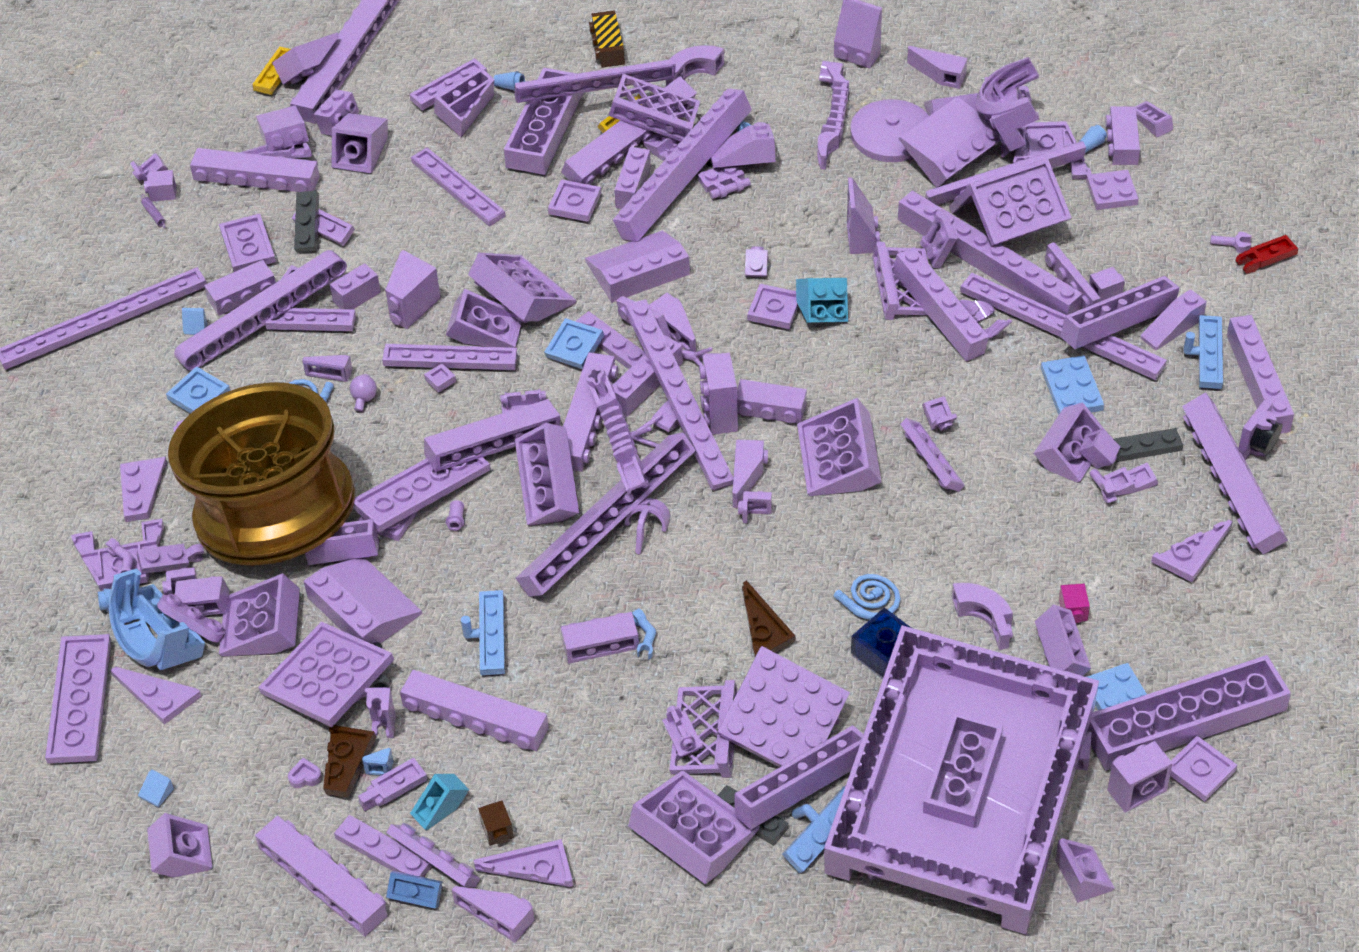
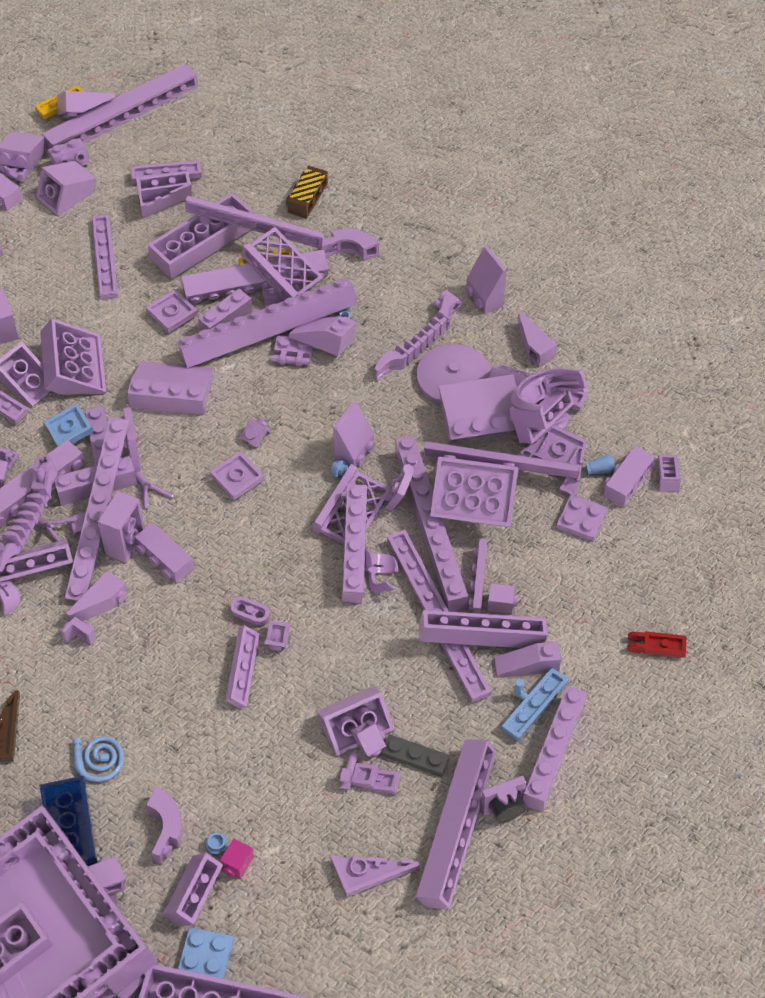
camera: 30 degrees right, 5 degrees up
(508, 80) = (211, 191): light blue cone -> none
(676, 320) = (155, 446): lavender slope -> none
(823, 299) = (272, 490): medium azure slope -> none
(839, 450) = (179, 623): lavender slope -> none
(864, 254) = (339, 468): none -> light blue plate
(894, 408) = (251, 611): none -> lavender plate
(1042, 602) = (216, 843): none -> light blue plate
(1071, 383) = (402, 670): light blue plate -> none
(1240, 242) = (642, 618): lavender bar -> none

